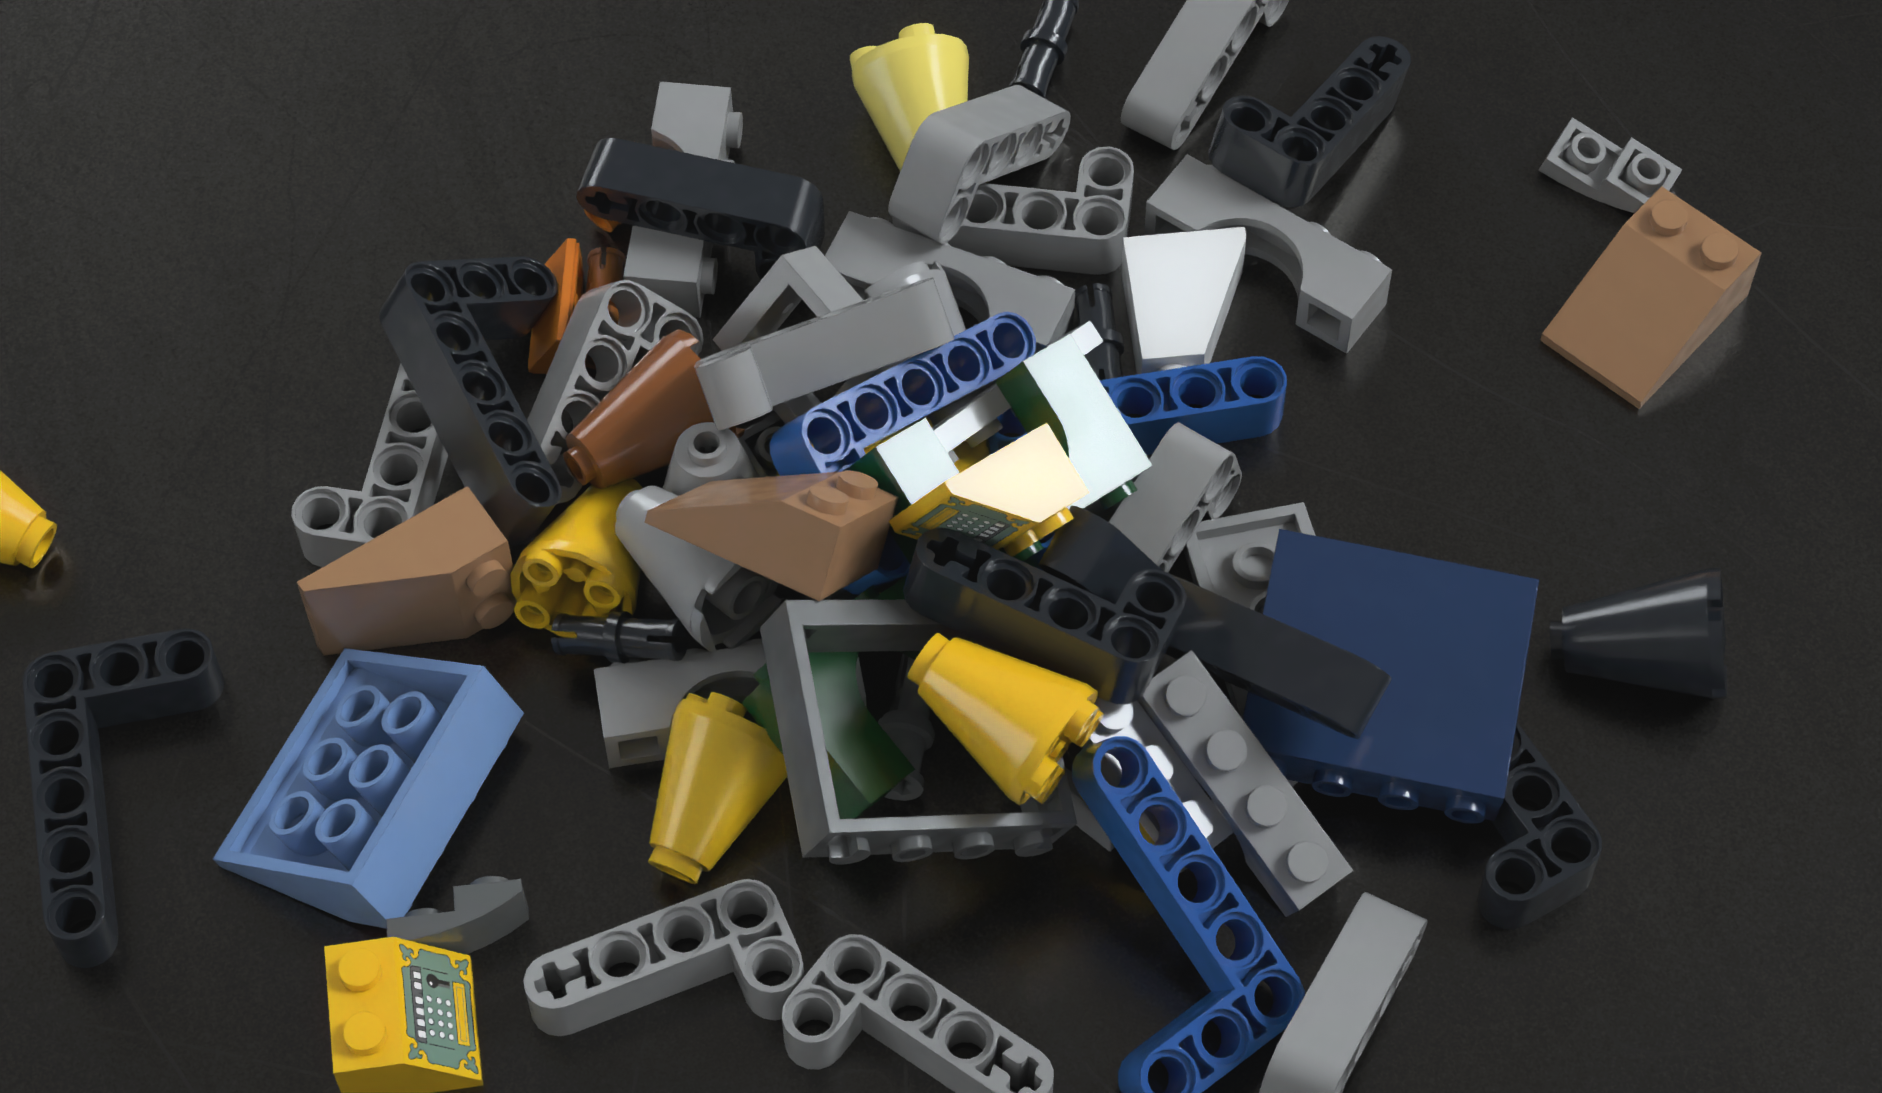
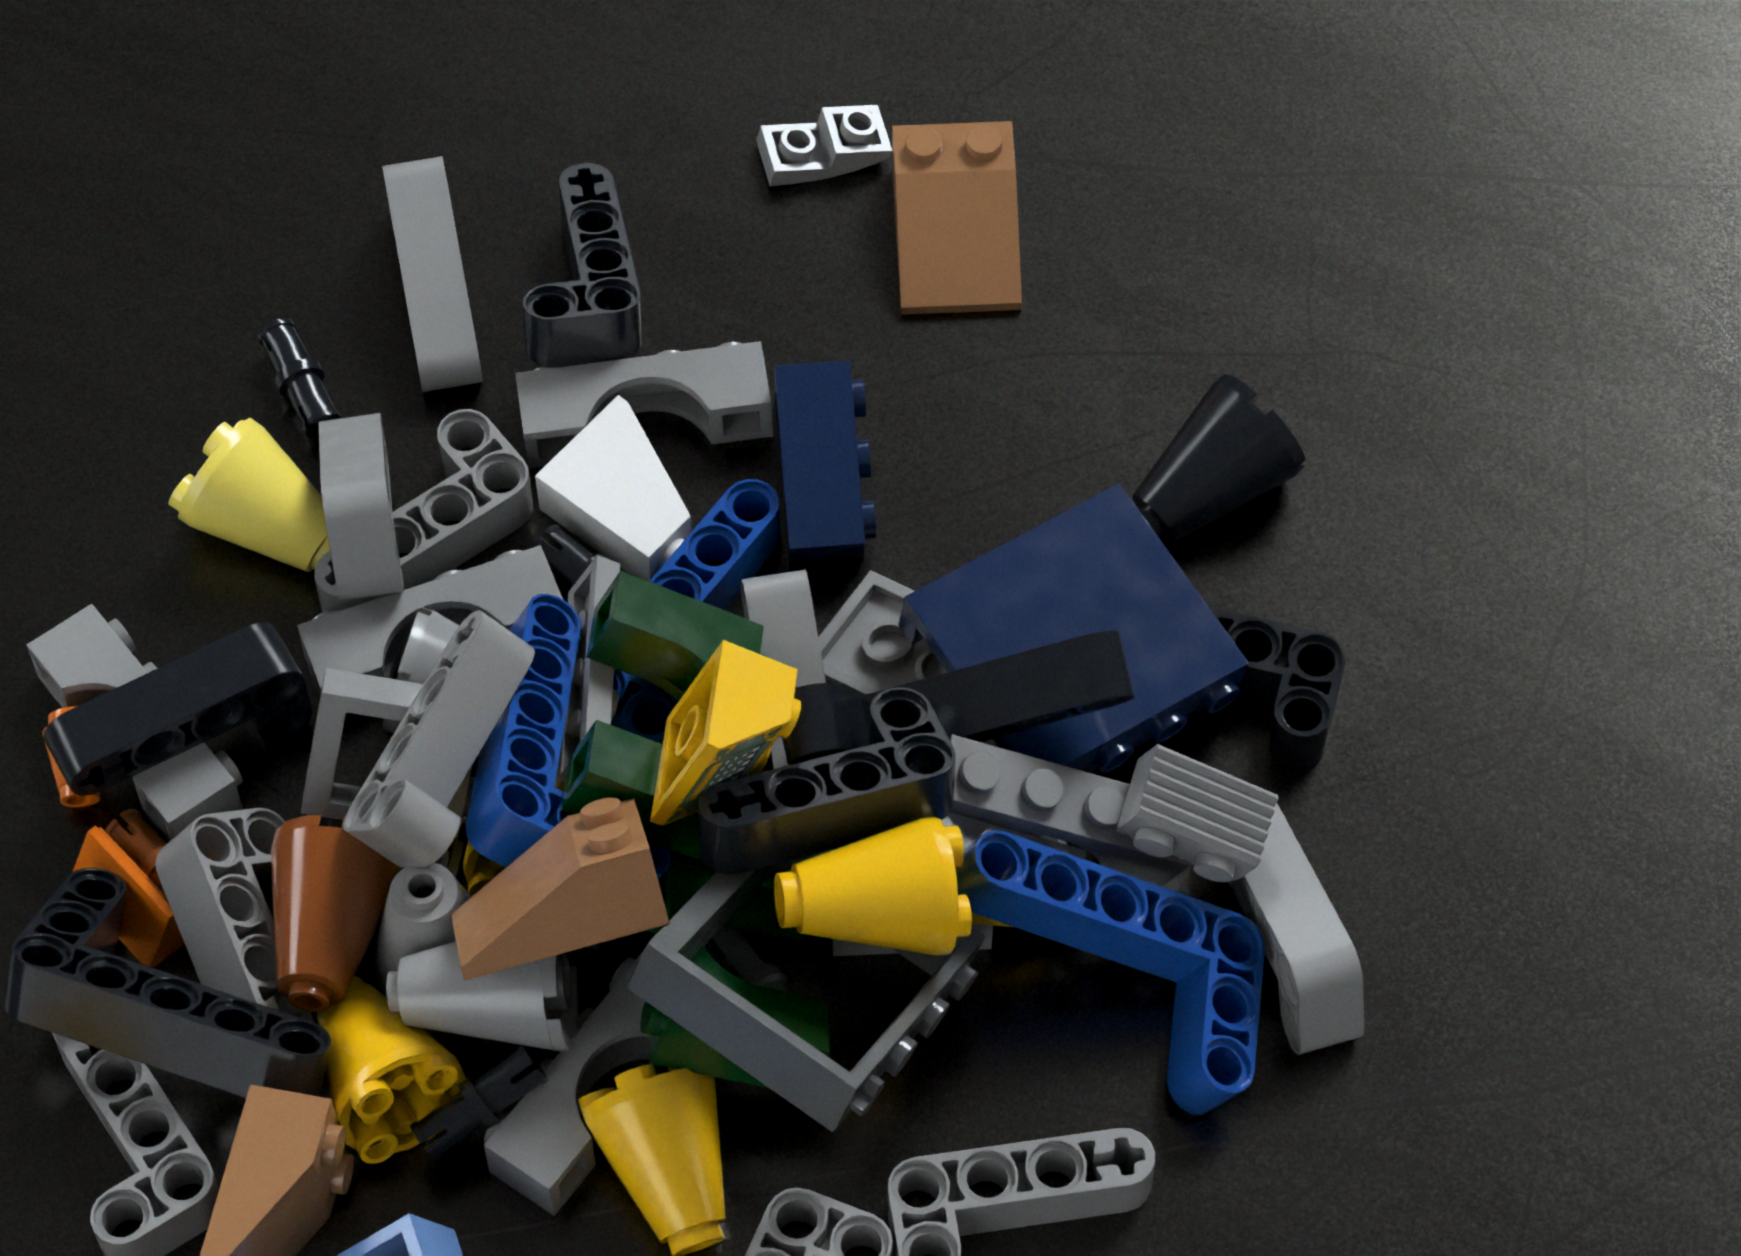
camera: 45 degrees left, 0 degrees up
(1325, 869) = (1196, 815): none -> light grey brick
(1346, 392) = (823, 461): none -> dark blue wedge

